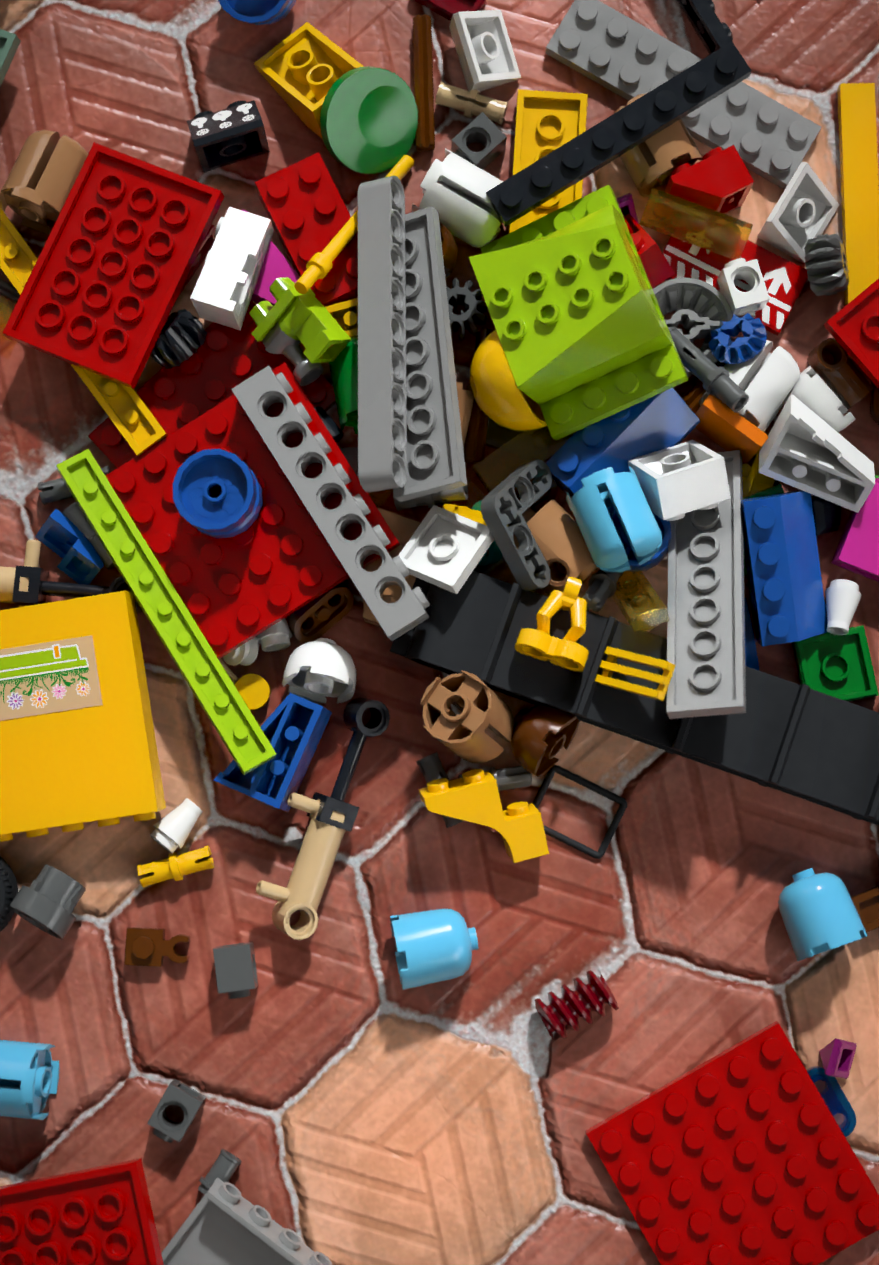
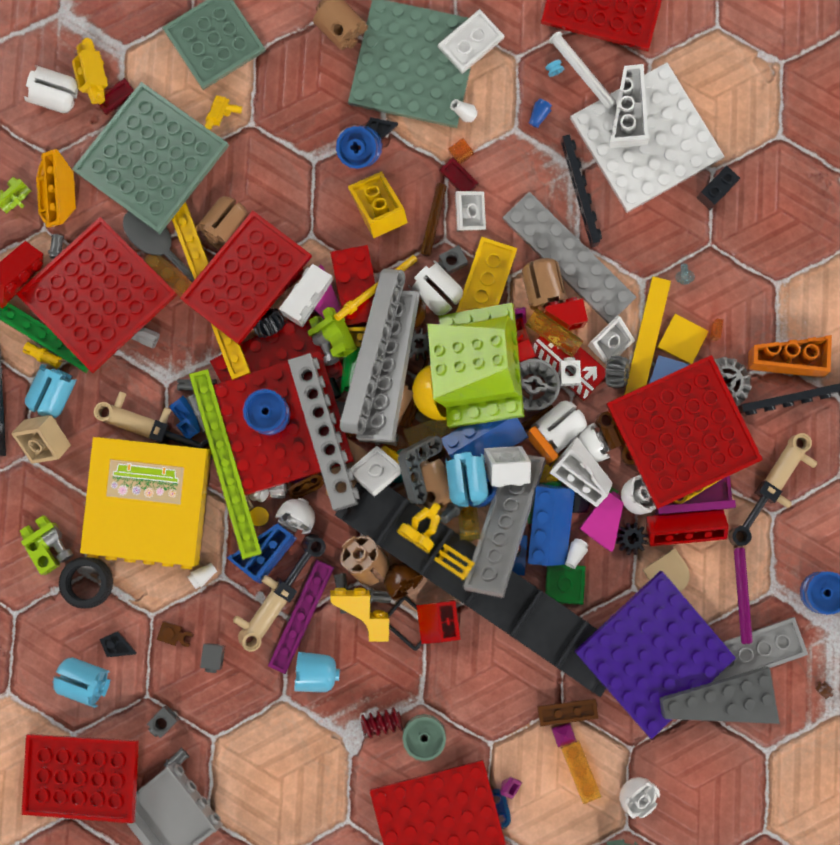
camera: 20 degrees right, 0 degrees up
(49, 901) = (127, 597): dark grey piece -> none
(54, 995) = (116, 645): none -> black piece
(175, 866) = (196, 596): yellow pin -> none
(228, 135) = (323, 221): black slope -> none
(369, 119) = (398, 234): green piece -> none
(377, 853) = (301, 616): none -> magenta tile
(471, 102) = (444, 230): tan pin -> none
(618, 133) = (524, 277): black plate -> none
(629, 795) = (438, 622): none -> red slope
(638, 1010) = (419, 748): none -> sand green wheel
(714, 378) = (538, 418): dark grey pin -> none
(742, 348) = (557, 406): blue gear -> none
(819, 914) = (519, 710): medium azure cylinder -> none

